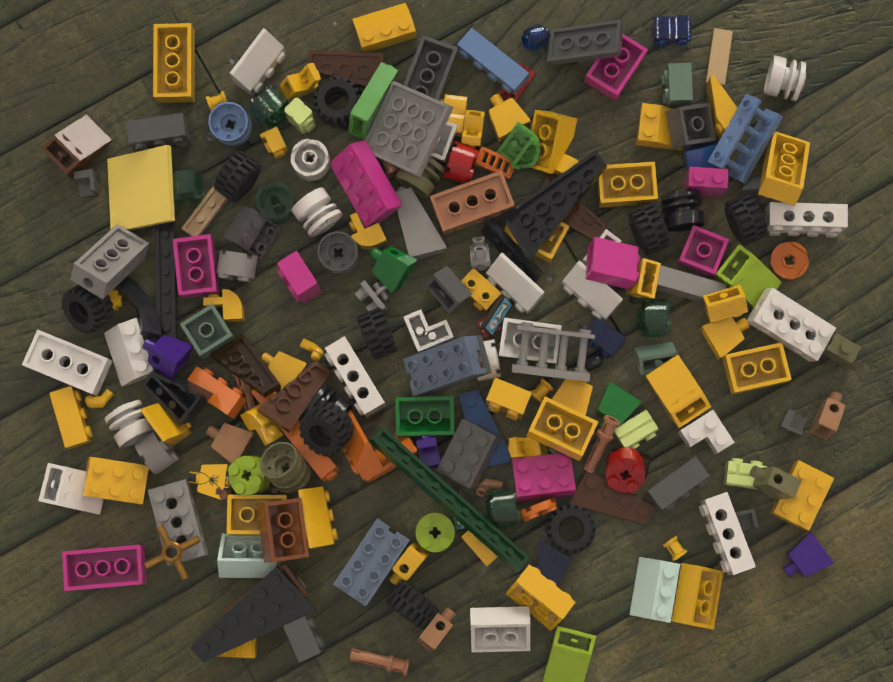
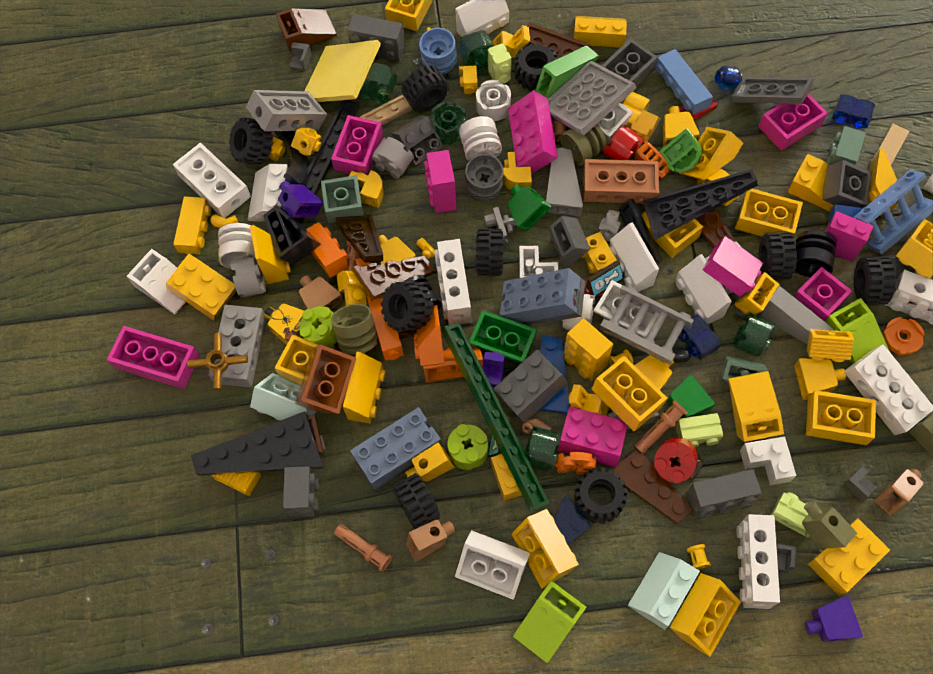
camera: 20 degrees right, 15 degrees down
(143, 283) = (306, 141): none -> yellow brick

